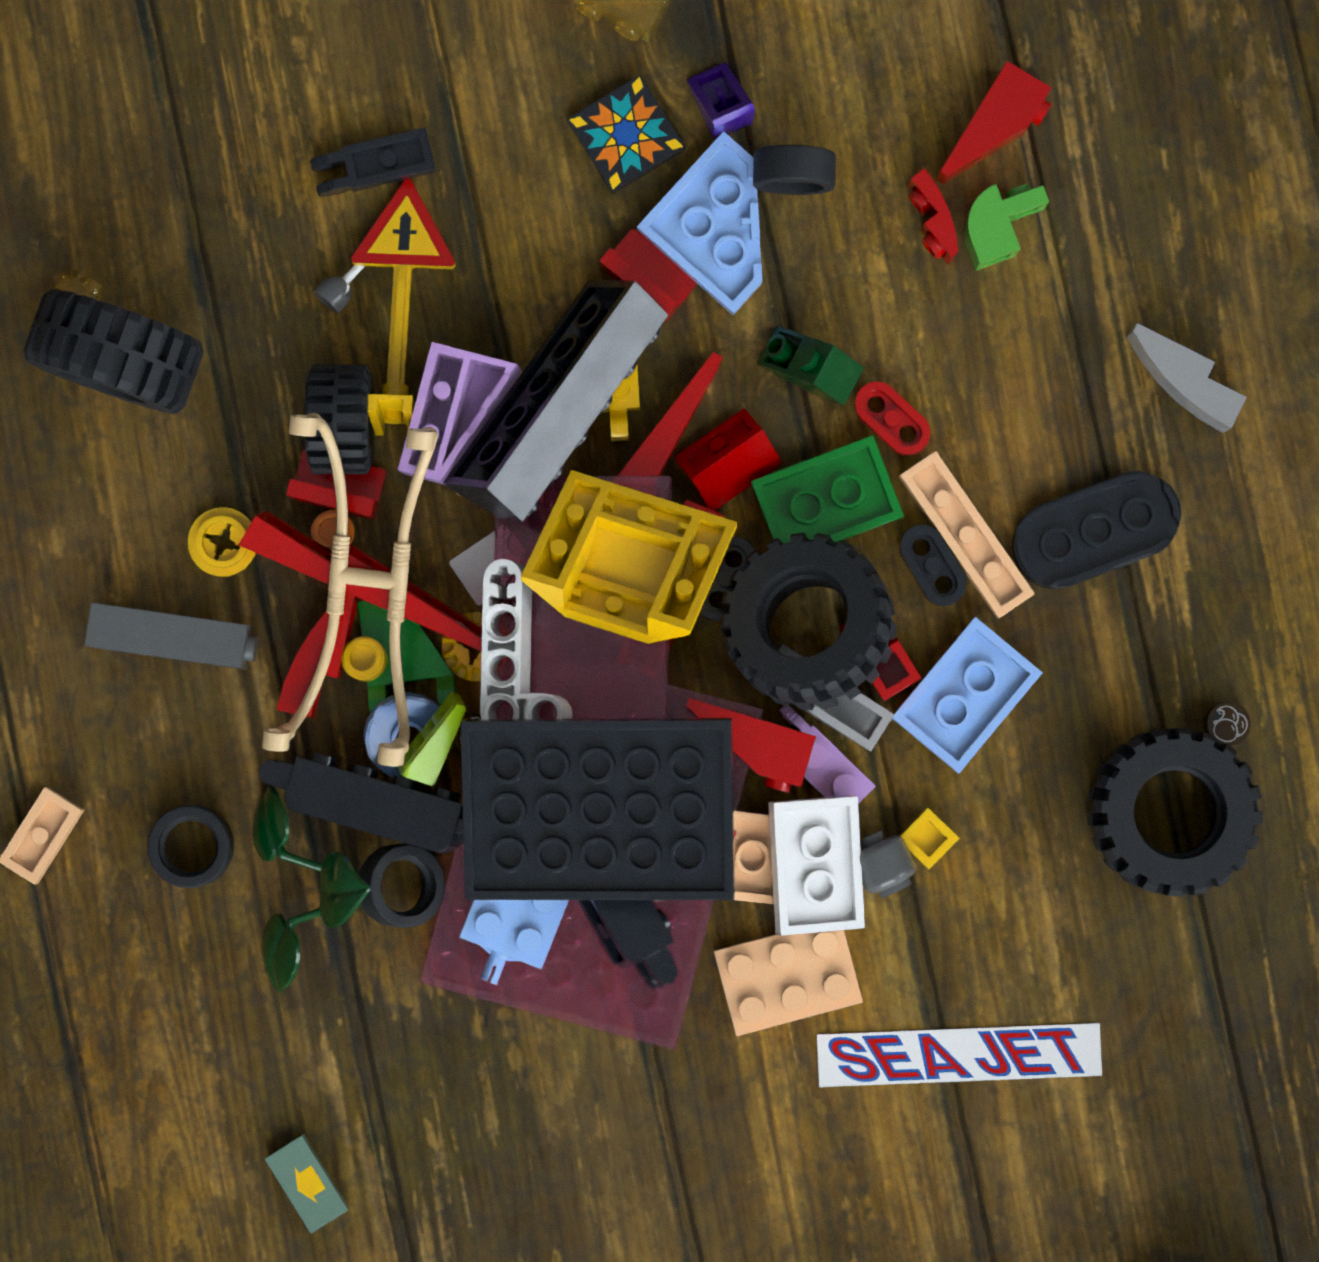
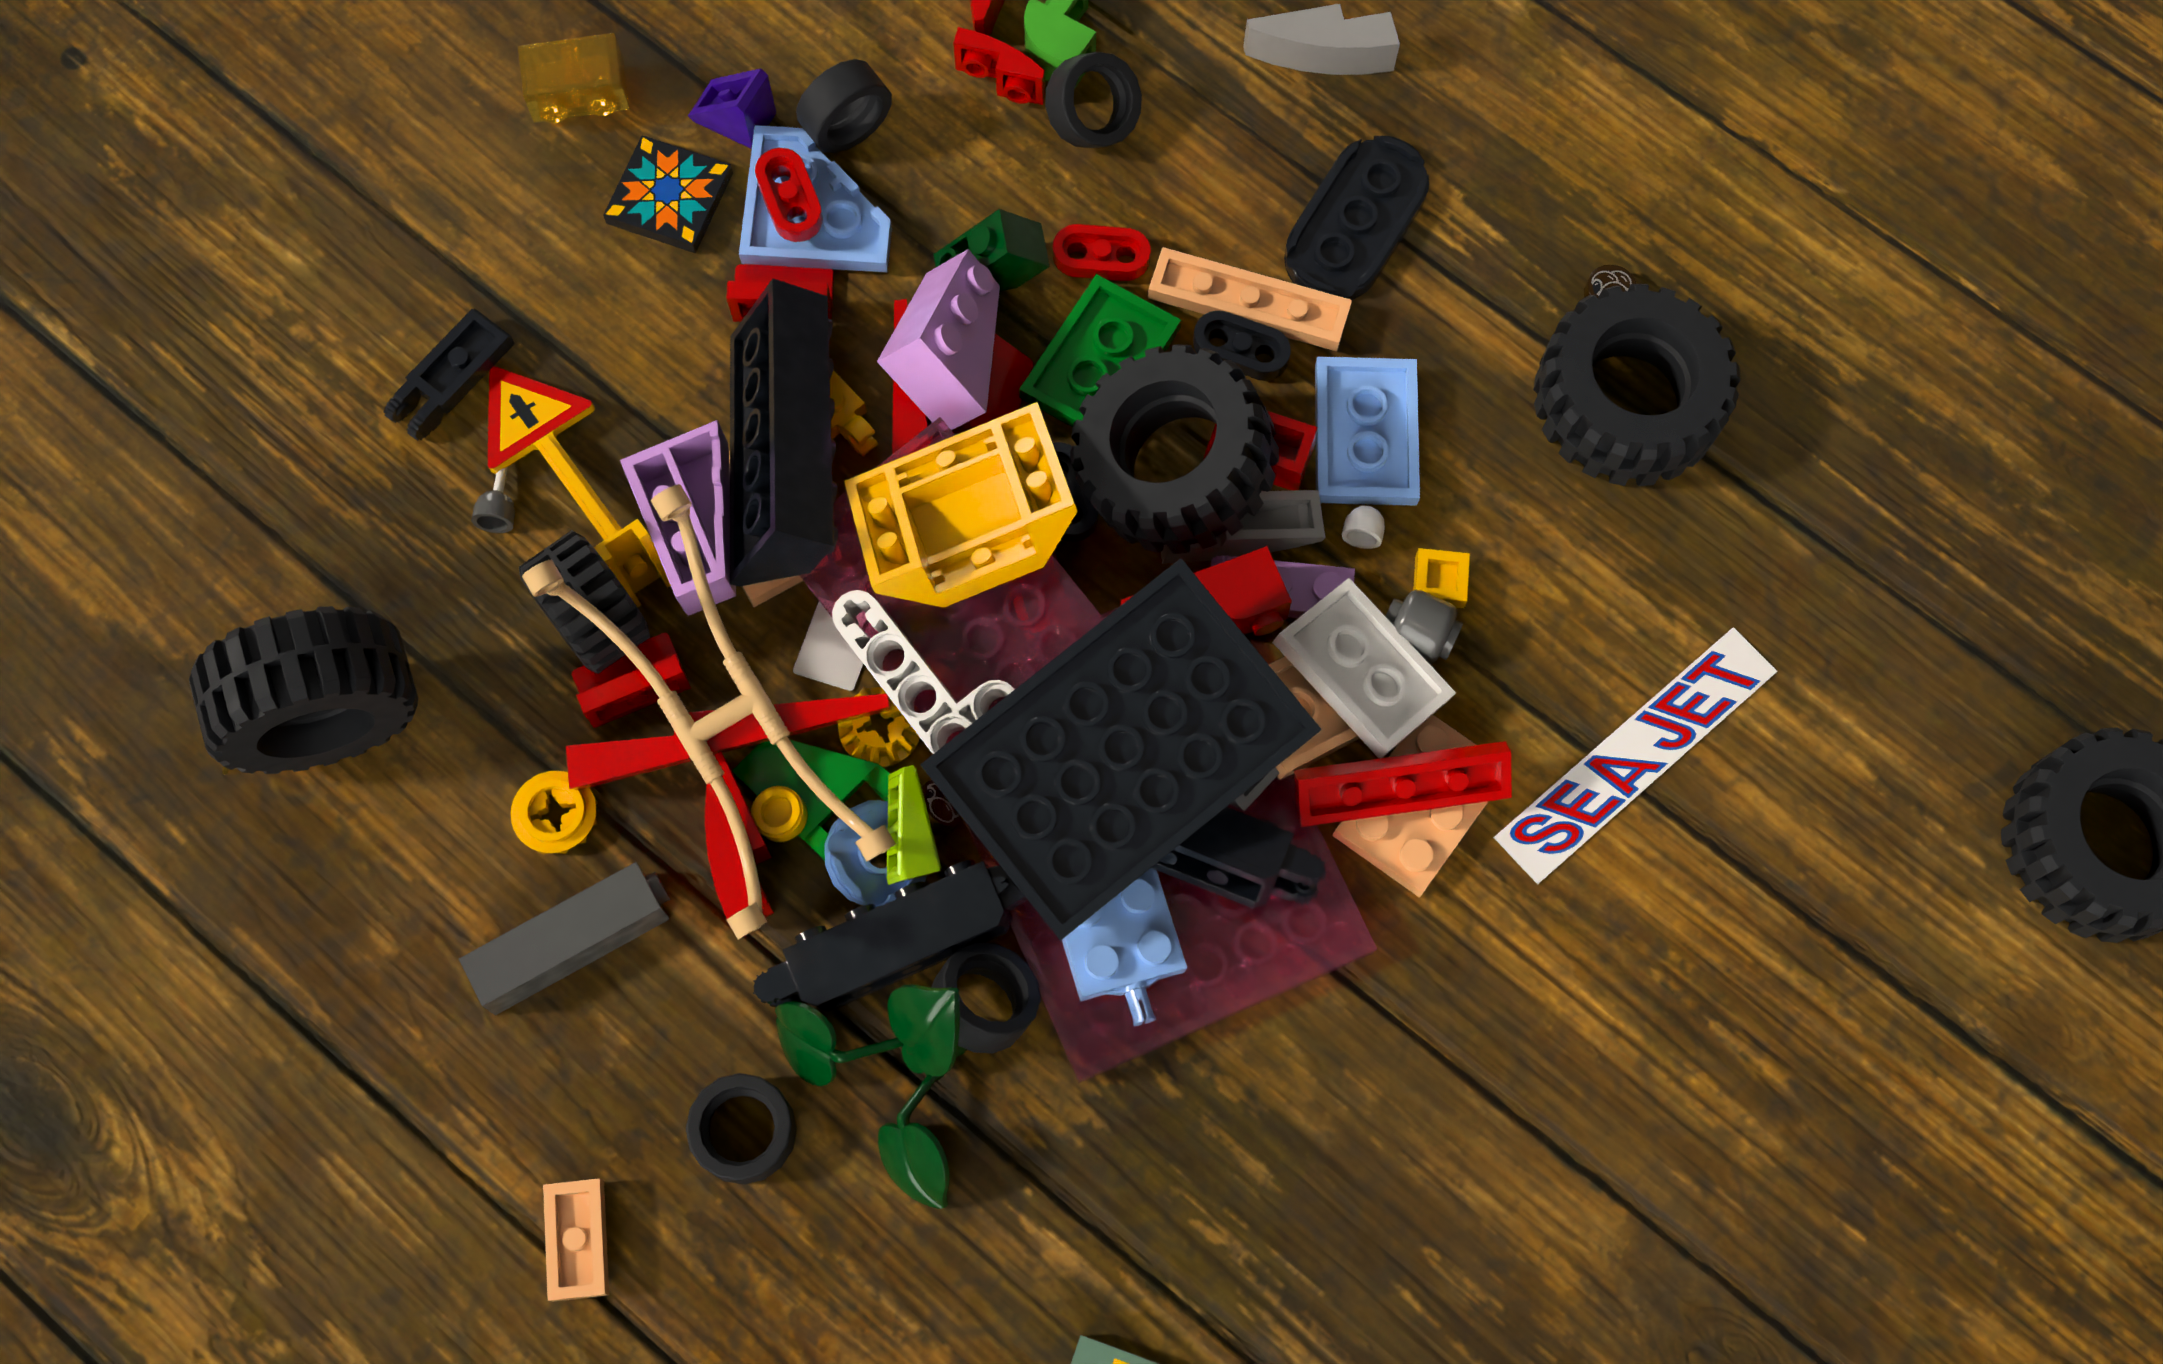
camera: 40 degrees left, 15 degrees down
(325, 526) = (650, 721): orange plate -> none
(702, 213) = (790, 197): none -> red plate
(724, 412) = (947, 341): none -> lavender wedge
(776, 961) = (1403, 784): none -> red plate
(907, 761) = (1364, 528): none -> white hinge
(989, 326) = (1125, 93): none -> black tyre

